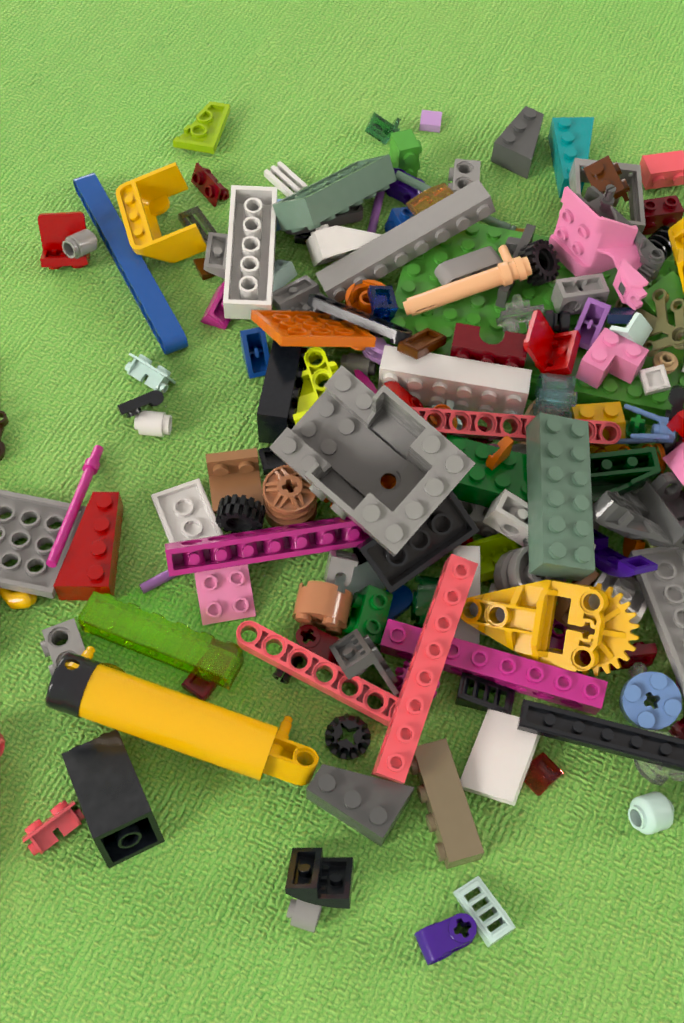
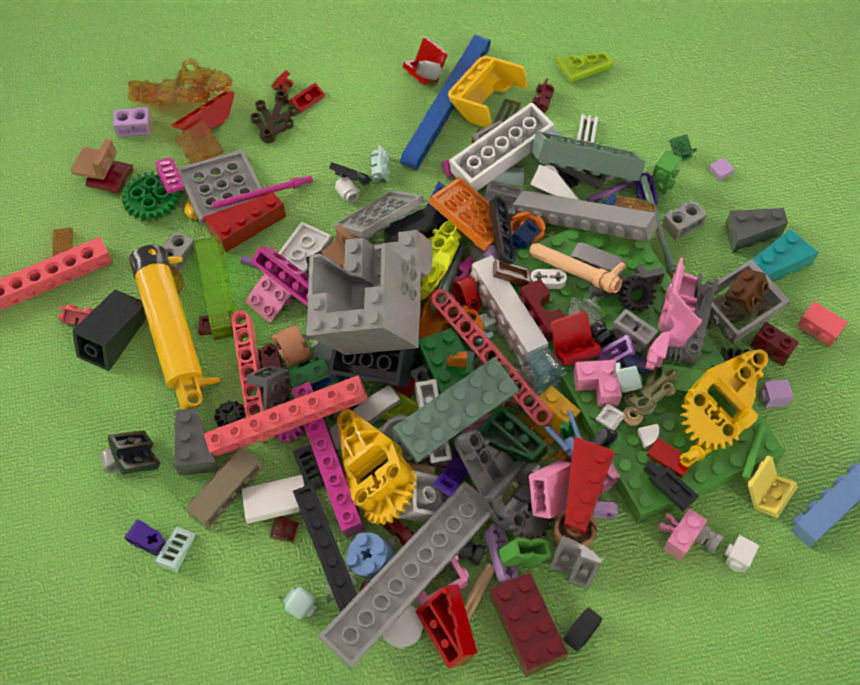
camera: 55 degrees right, 0 degrees up
(229, 409) = (381, 213): none -> light grey piece
(447, 318) = (548, 277): none -> white beam

